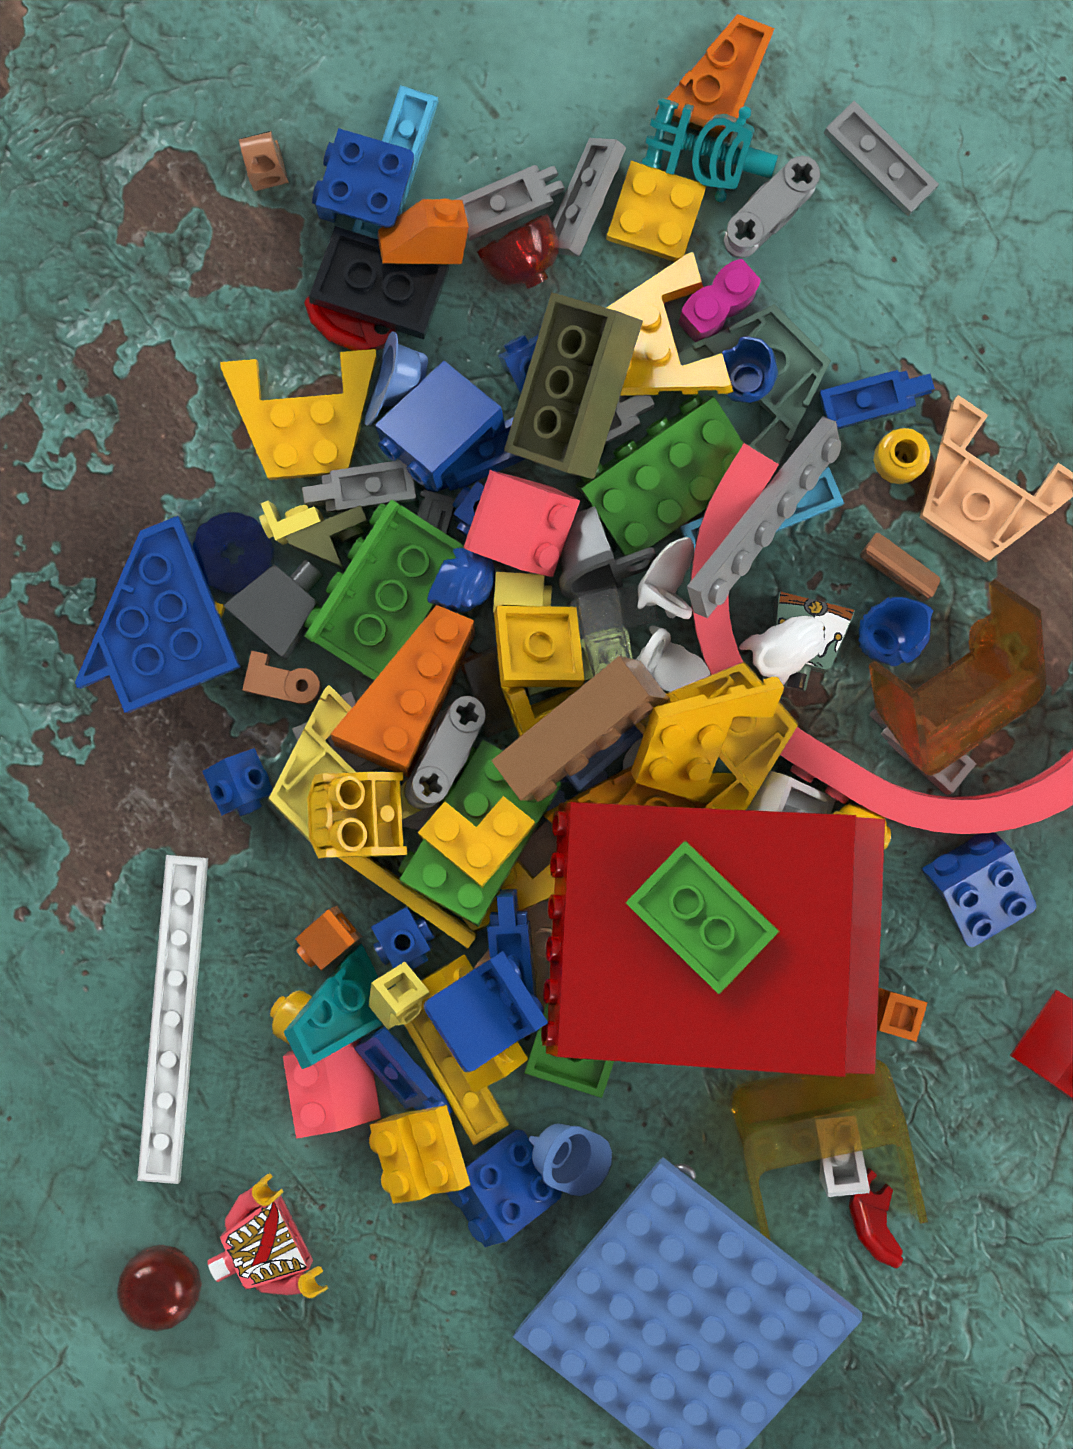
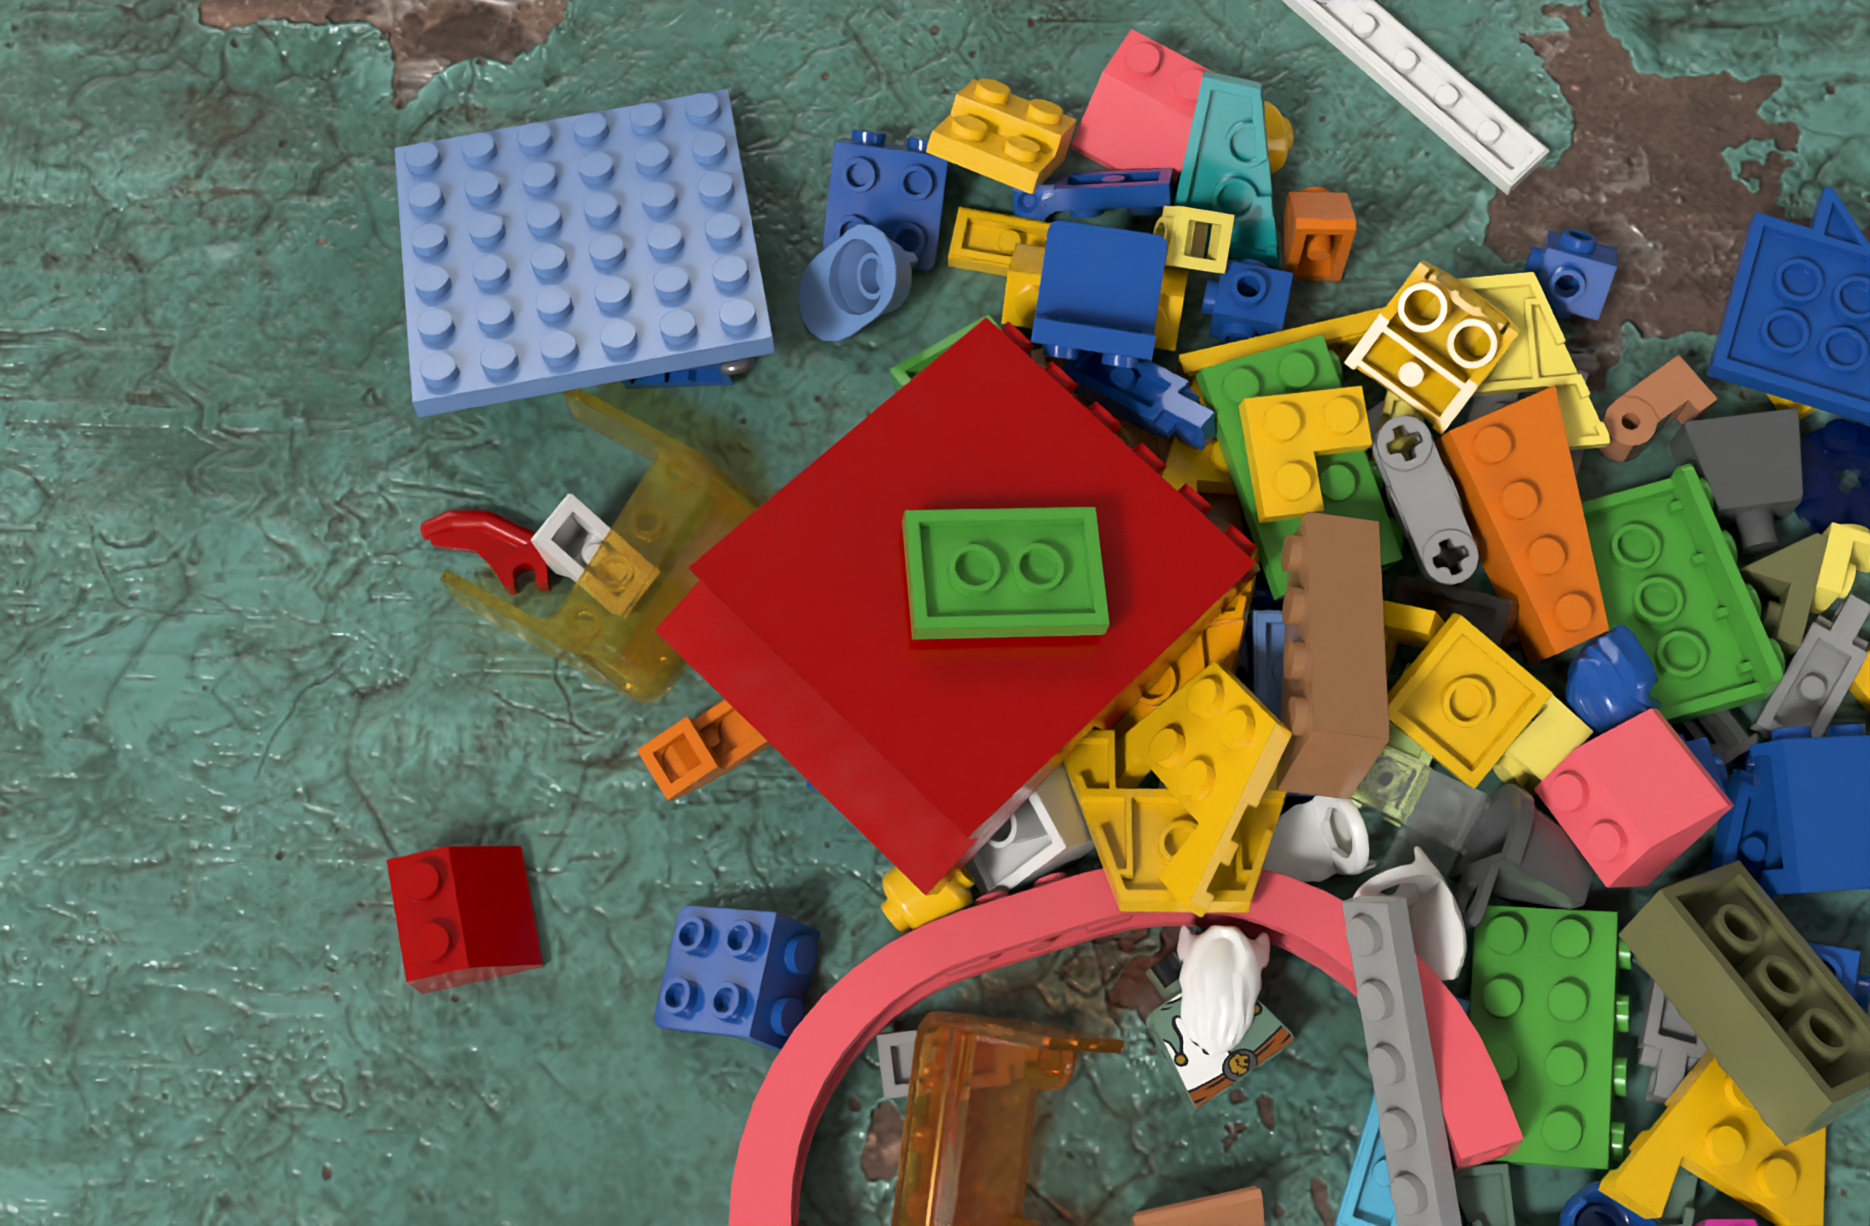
camera: 135 degrees right, 15 degrees down
(895, 630) = (1127, 1140): blue hair -> none

